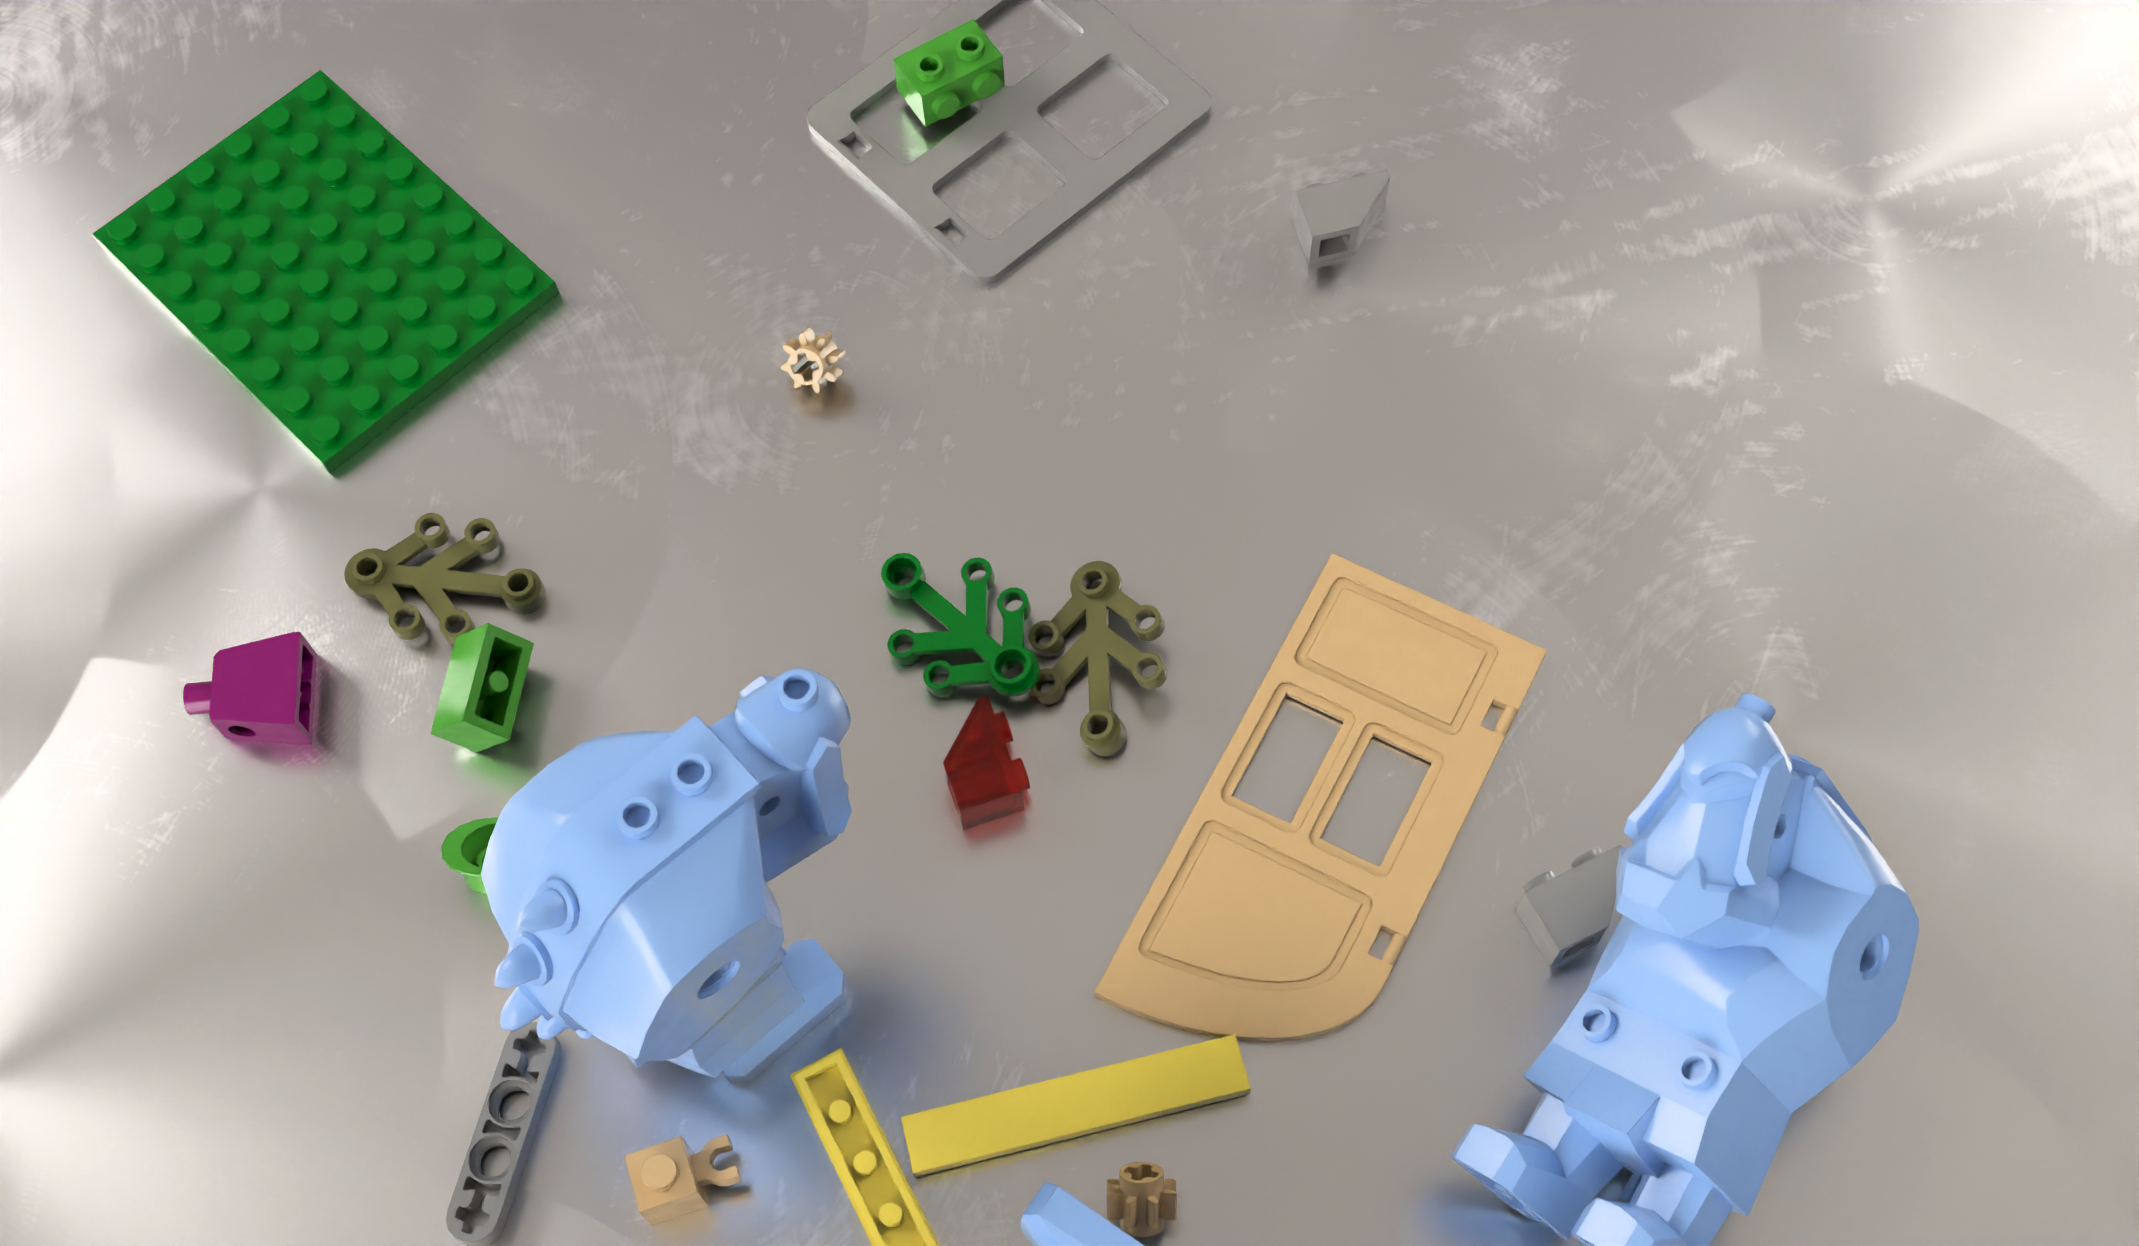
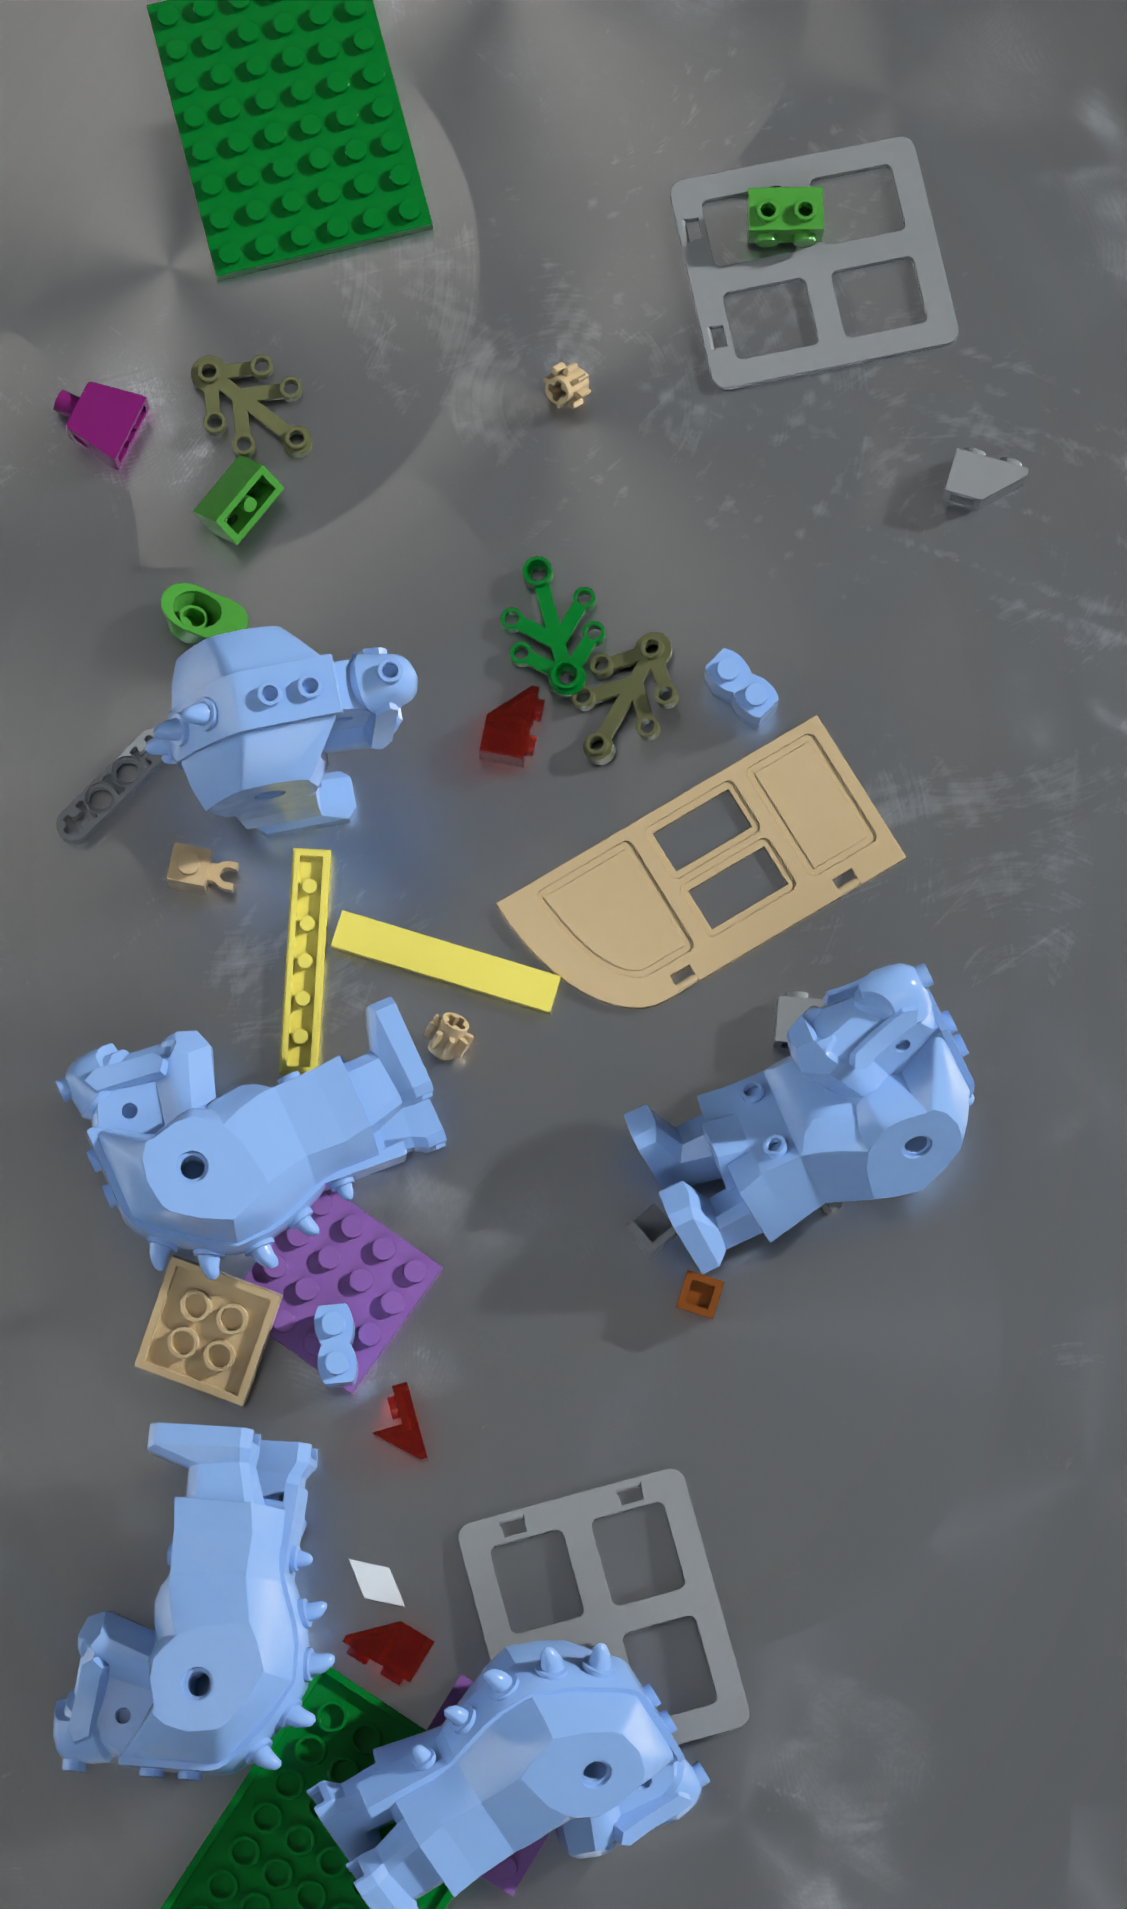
camera: 25 degrees right, 15 degrees up
(1219, 567) = (732, 682): none -> light blue brick

